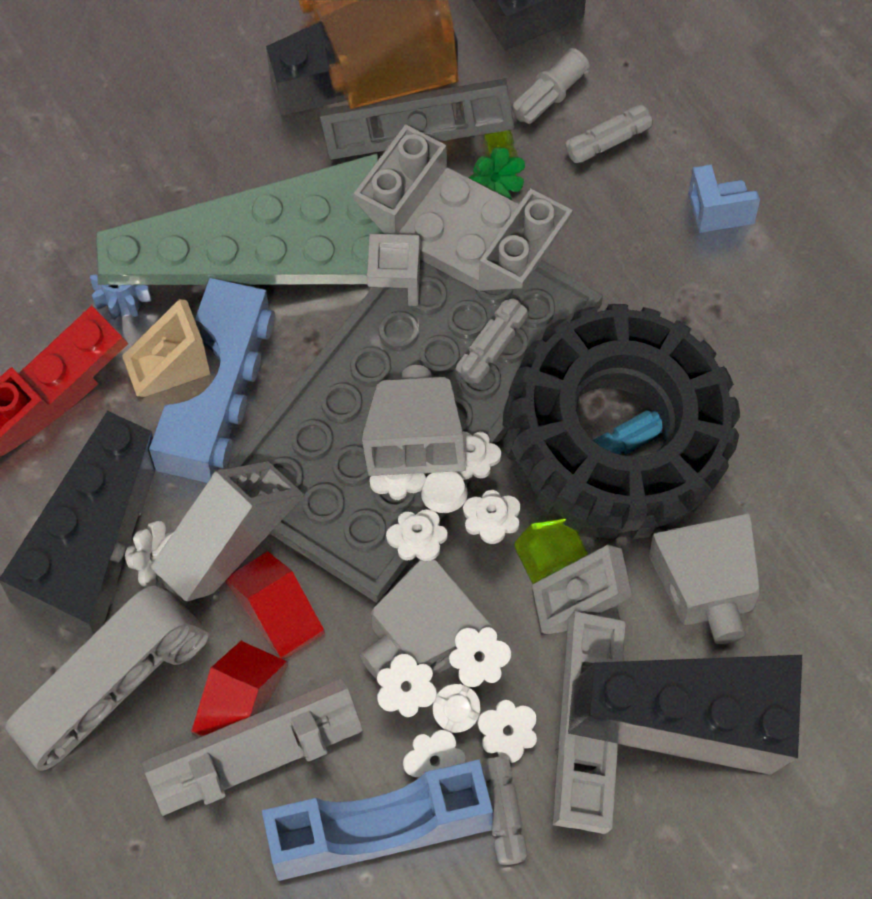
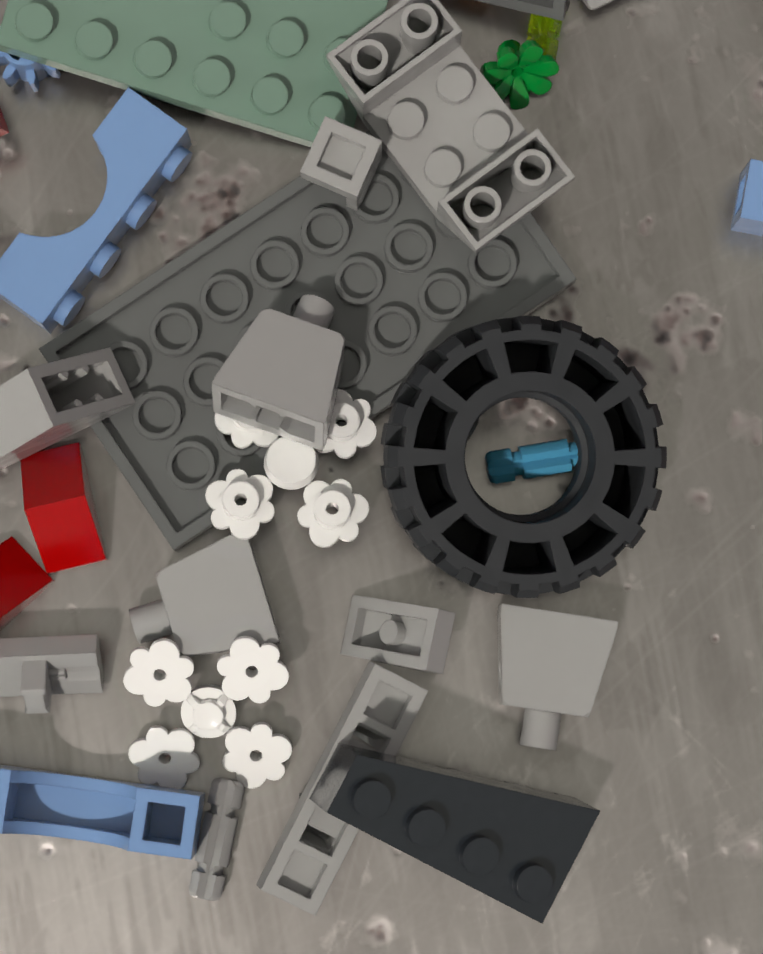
camera: 15 degrees right, 20 degrees up
(167, 353) = (51, 158): tan slope -> none
(492, 341) = (421, 293): light grey axle -> none
(548, 548) = (389, 565): clear neon green slope -> none
(609, 133) = (679, 61): light grey axle -> none

